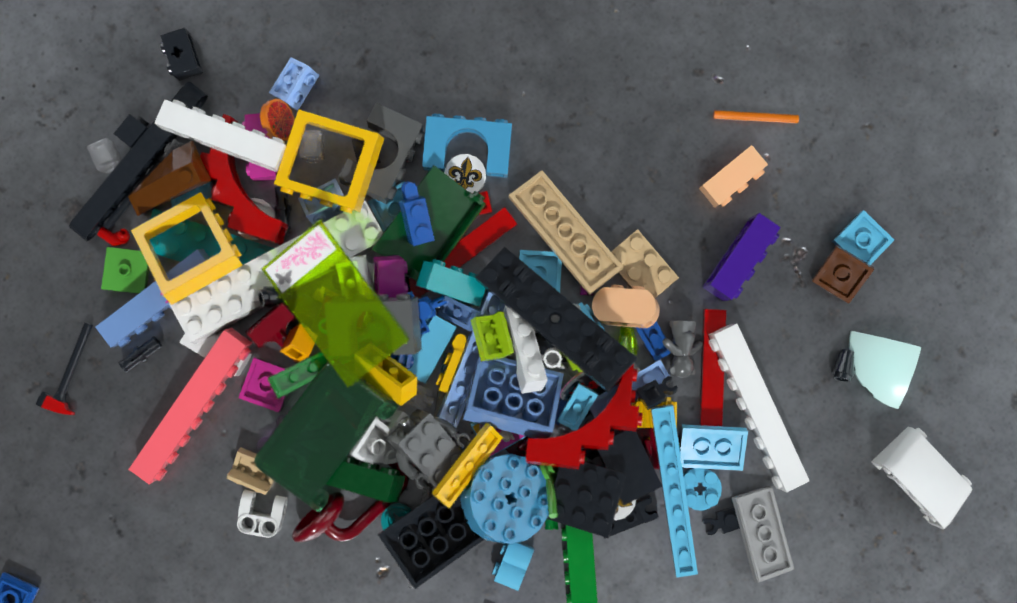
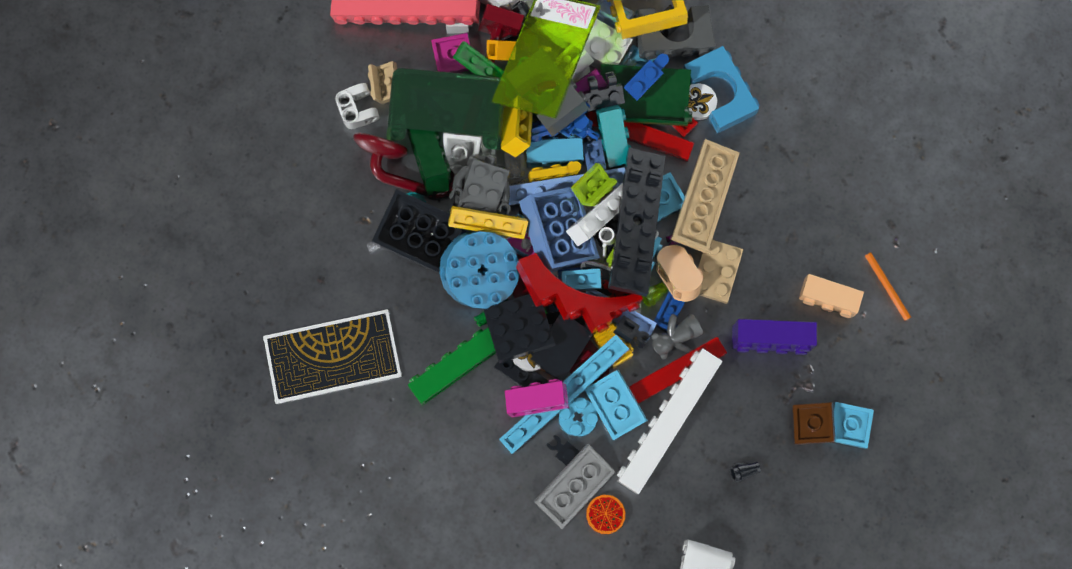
camera: 60 degrees right, 10 degrees down
(409, 270) = (604, 96): none -> black plate
(513, 564) = (432, 310): medium azure brick -> none
(550, 475) = (518, 291): bright green piece -> none
(664, 522) = (536, 398): none -> dark pink brick
(805, 520) = (605, 514): none -> red tile
(884, 366) = (764, 501): light aqua brick -> none

